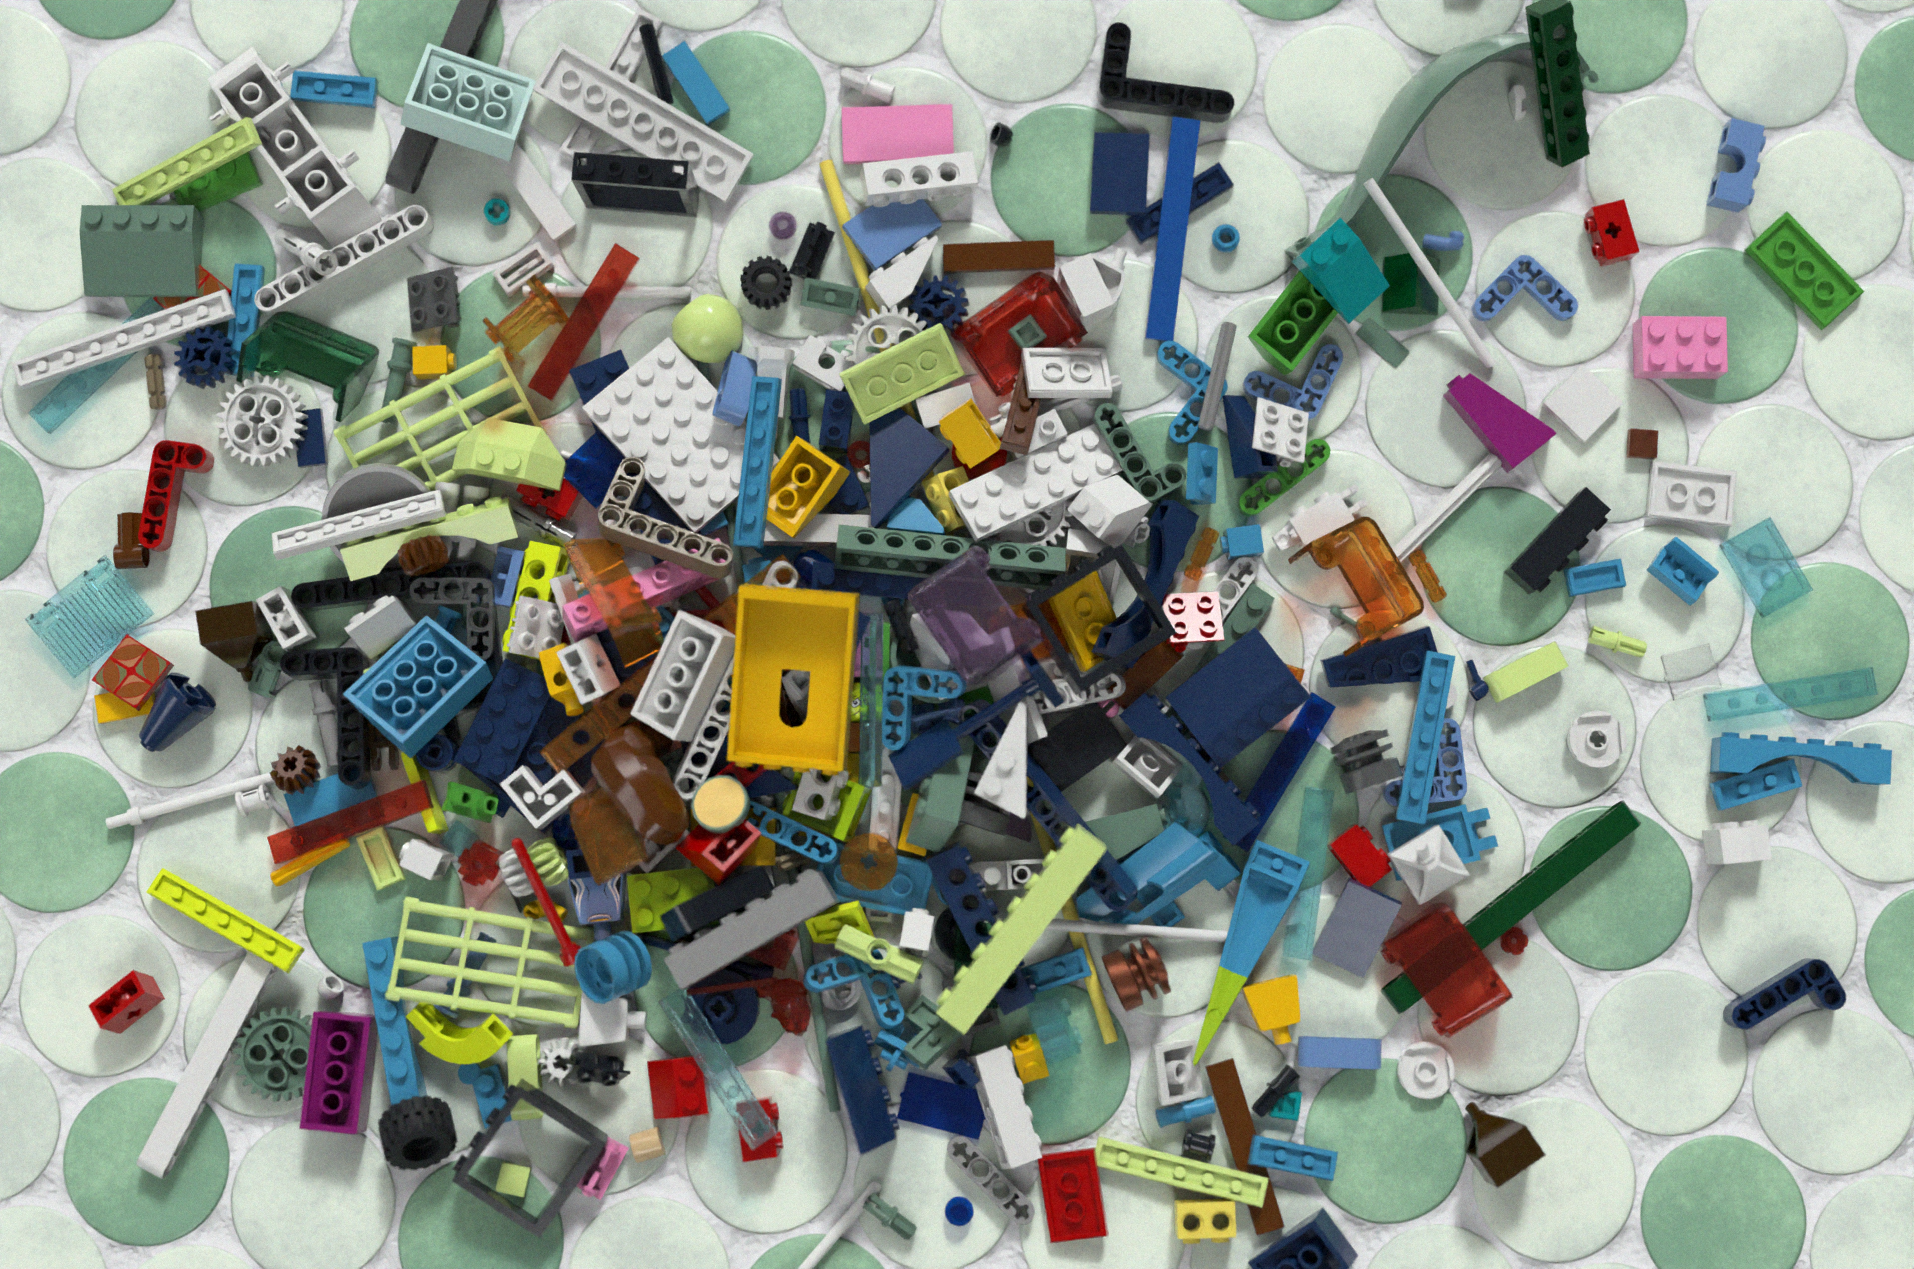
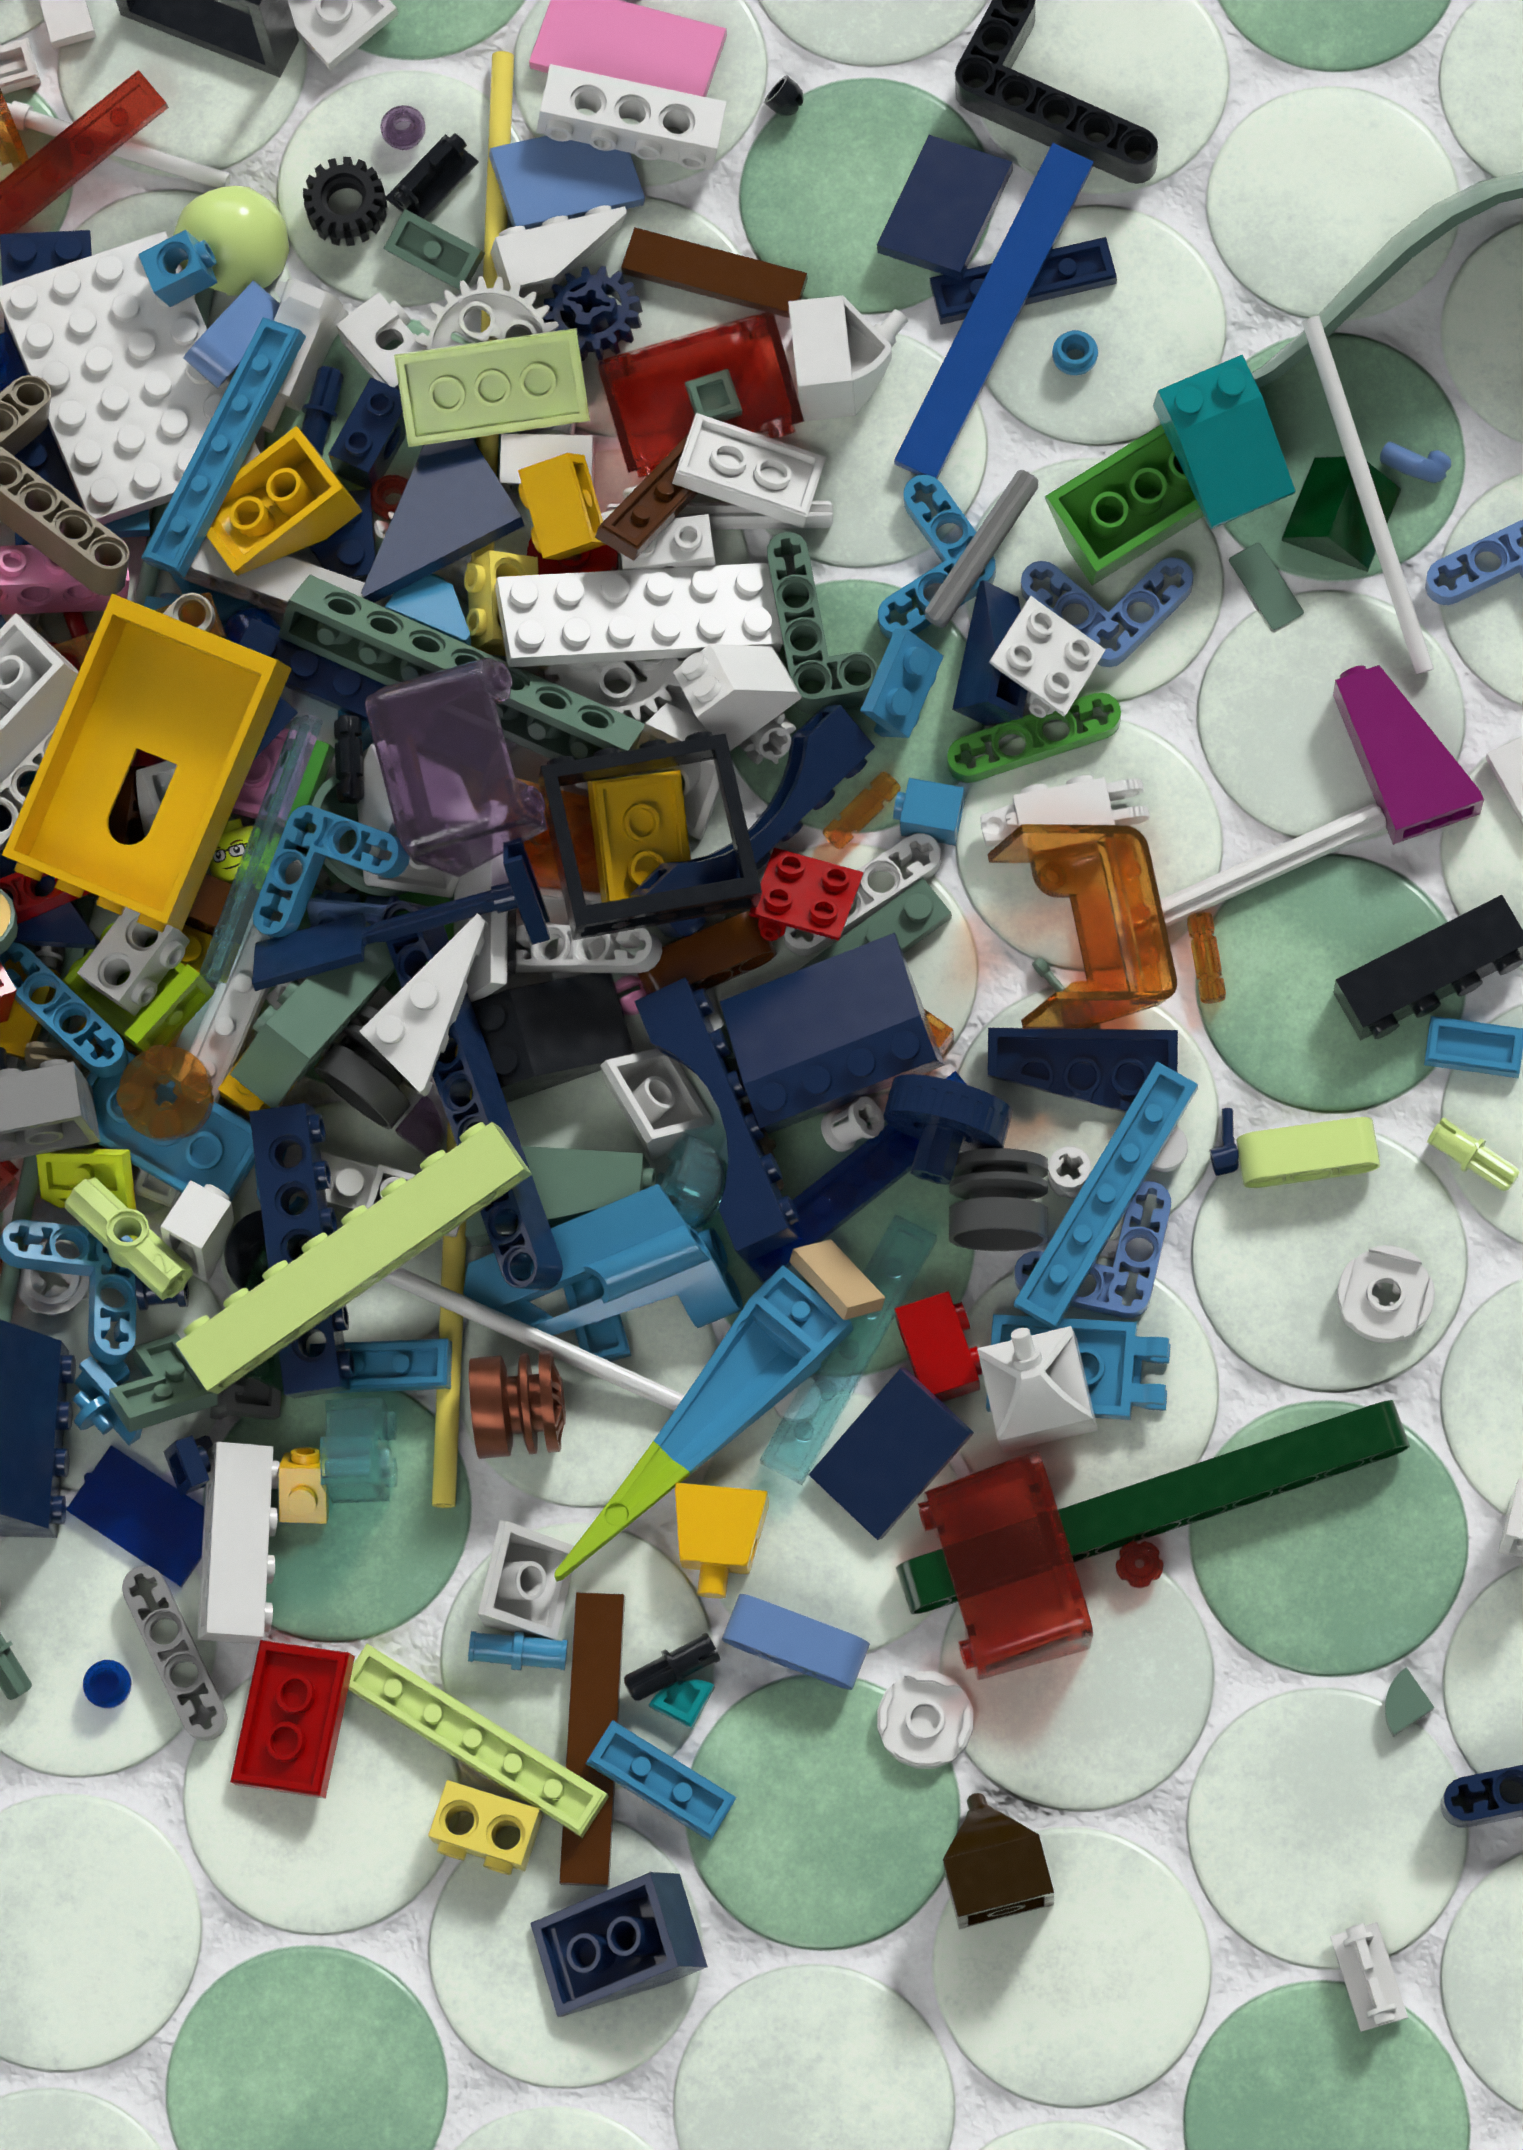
camera: 30 degrees right, 10 degrees down
(678, 364) = (163, 259): none -> dark azure brick
(1198, 1144) = (519, 1708): black bush -> none
(1266, 744) = (852, 1124): none -> white bush
(1290, 837) = (837, 1279): none -> tan tile
(1326, 731) = (945, 1120): none -> dark blue piece
(1406, 728) = (1074, 1159): none -> white bush
(1686, 968) = (1405, 1702): none -> sand green tile
(1720, 1130) = (1368, 1976): none -> white hinge

